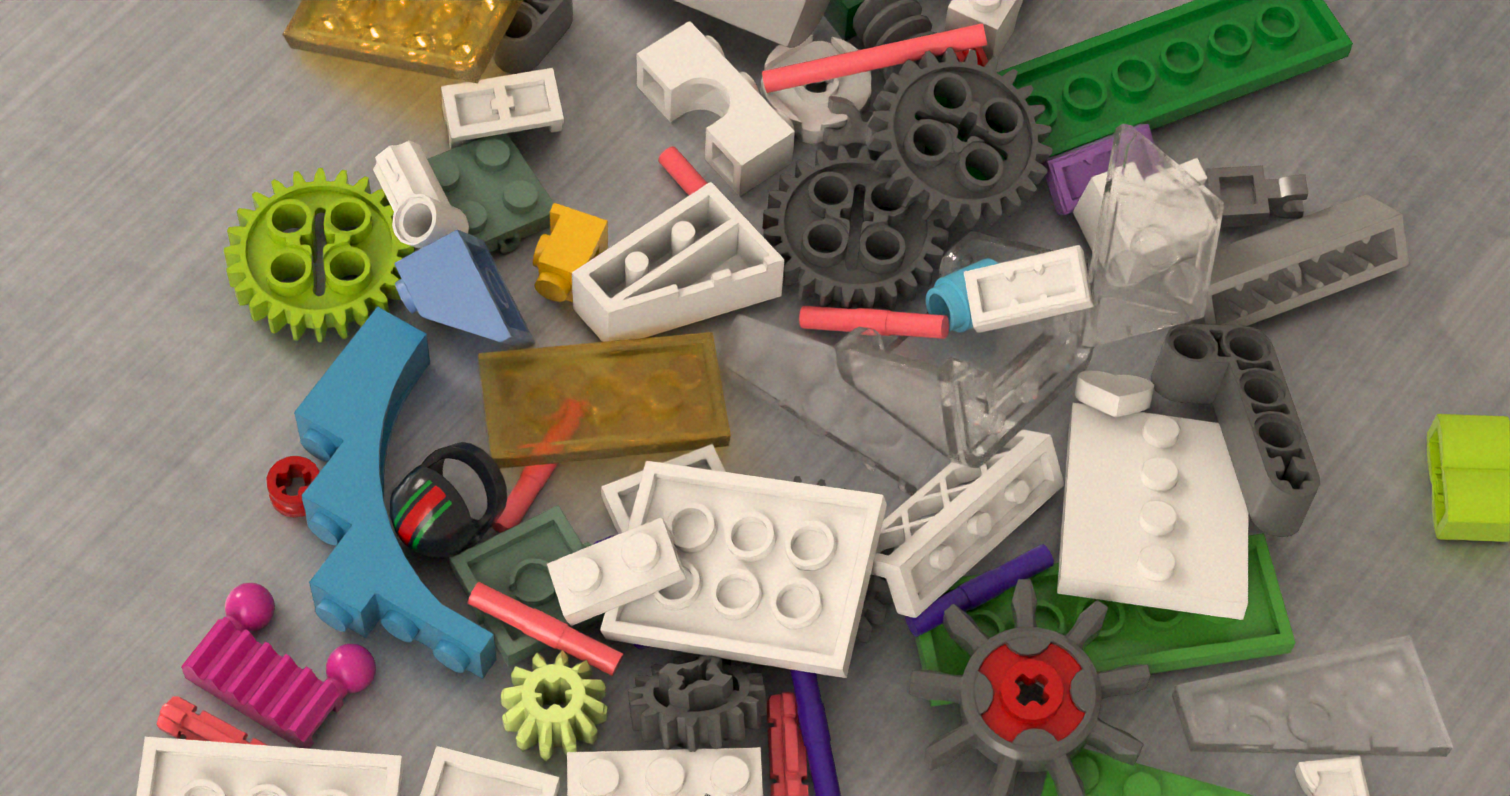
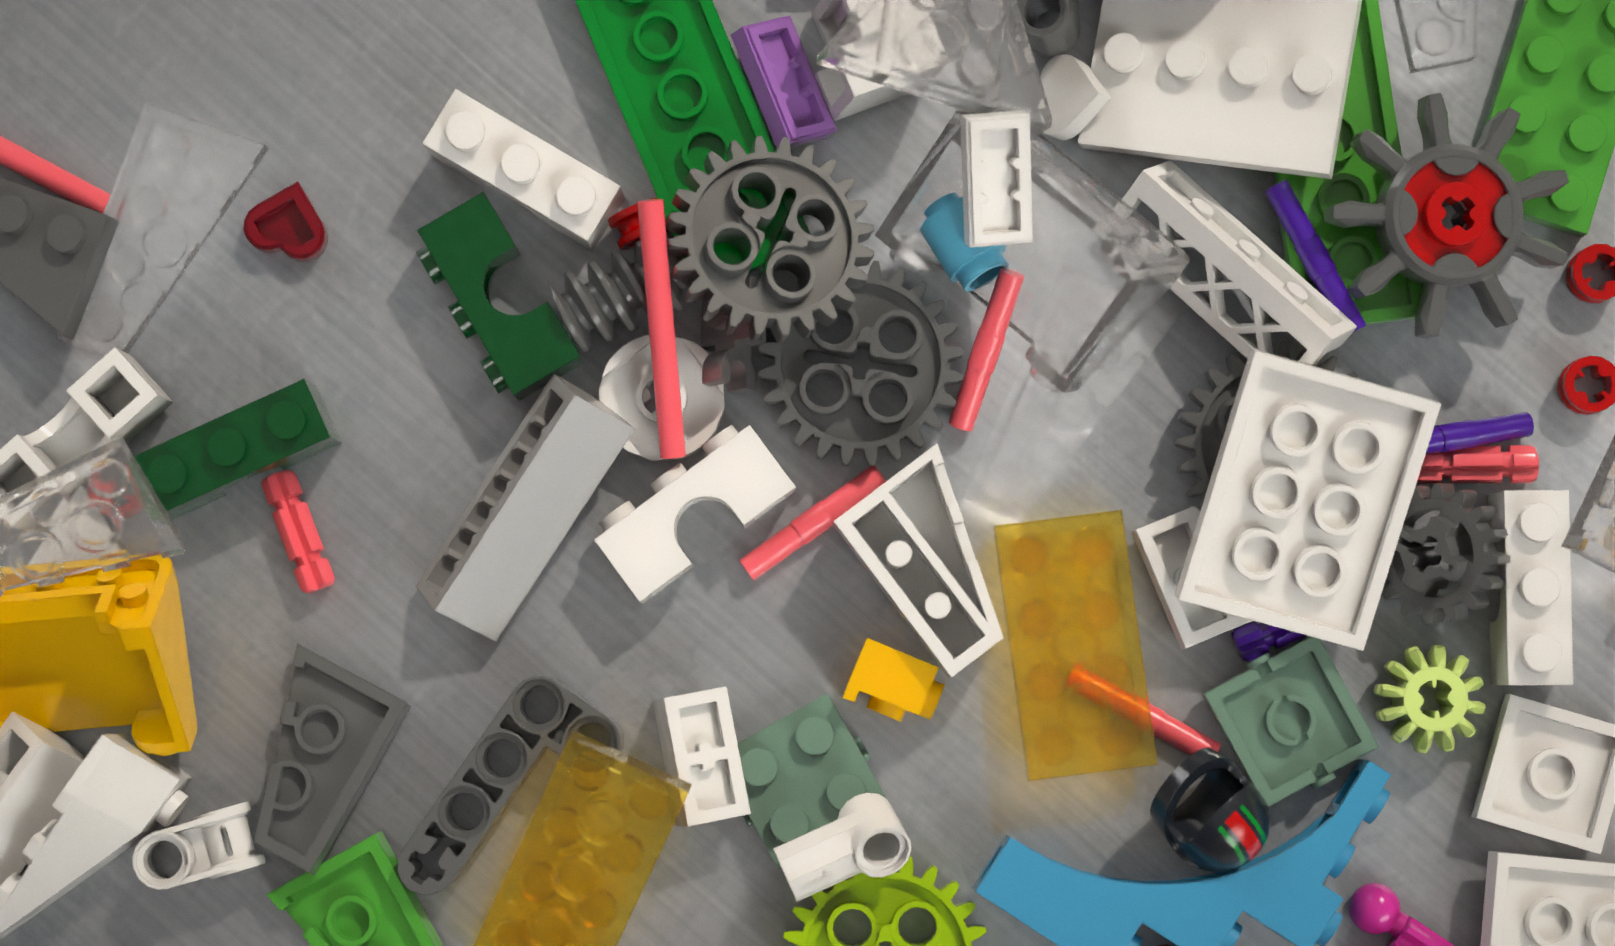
camera: 85 degrees left, 25 degrees up
(462, 288) = (971, 794): medium blue slope -> none
(545, 628) = (1356, 707): coral piece -> none
(616, 571) = (1309, 632): white plate -> none

